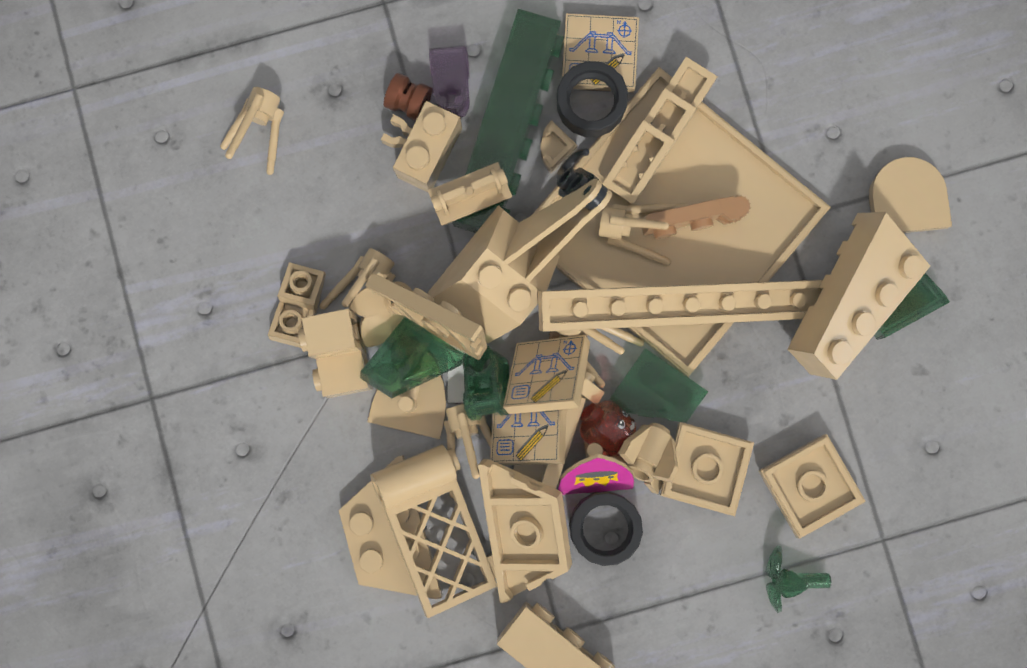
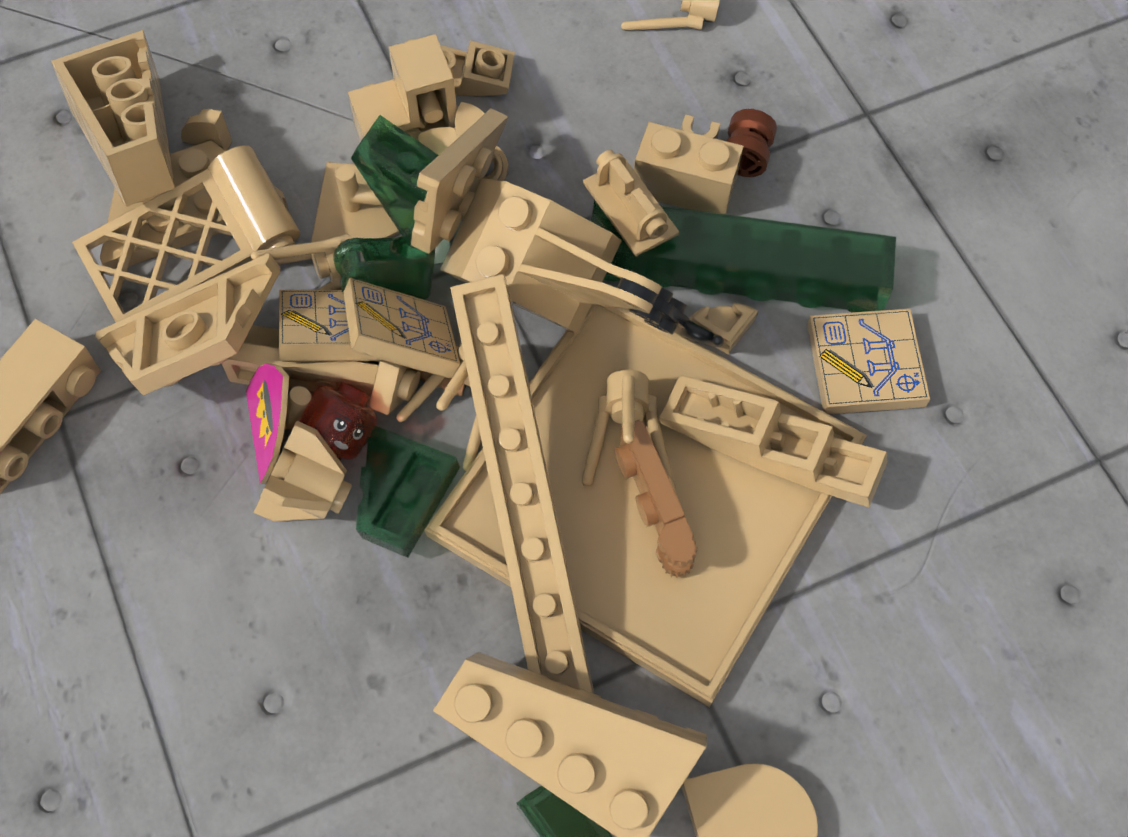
camera: 75 degrees right, 20 degrees down
(312, 578) = (122, 114): none -> tan wedge
(328, 513) = (205, 127): none -> tan tile
(371, 263) = (520, 135): tan plant -> none
(450, 77) = (787, 184): clear purple piece -> none
(603, 73) = (800, 310): black tyre -> none
(633, 537) = (180, 415): black tyre -> none
(709, 469) = (291, 570): tan plate -> none
(788, 582) = (126, 697): clear green plant -> none
(811, 486) = (275, 726): tan plate -> none

